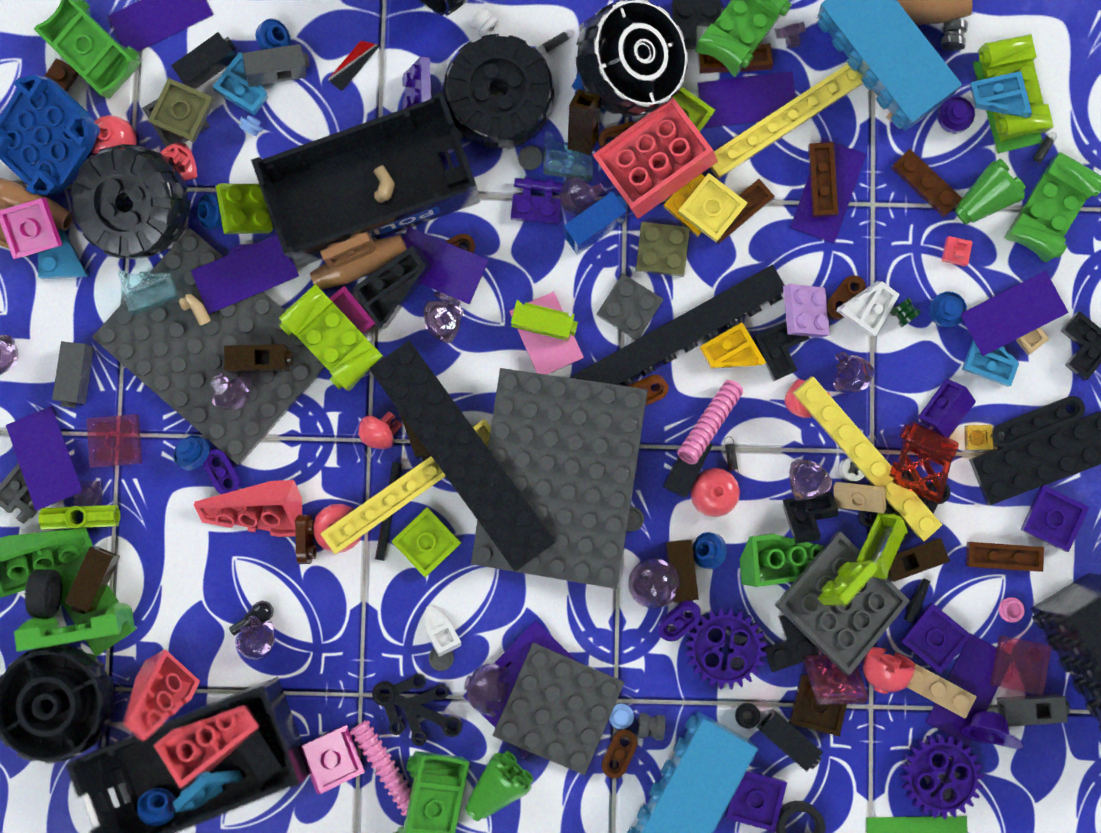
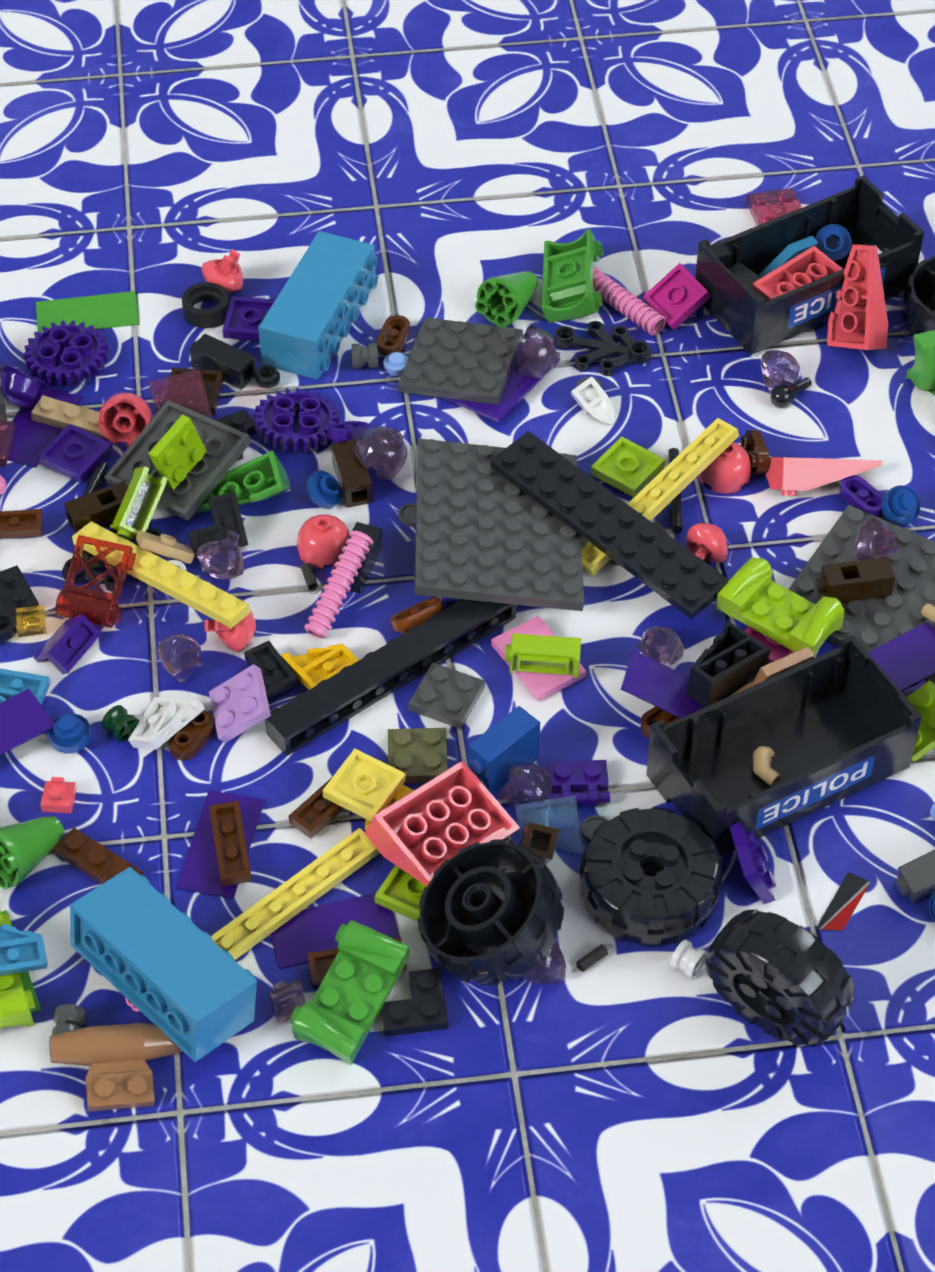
camera: 170 degrees right, 35 degrees down
(956, 114) = (57, 937): dark purple plate -> none

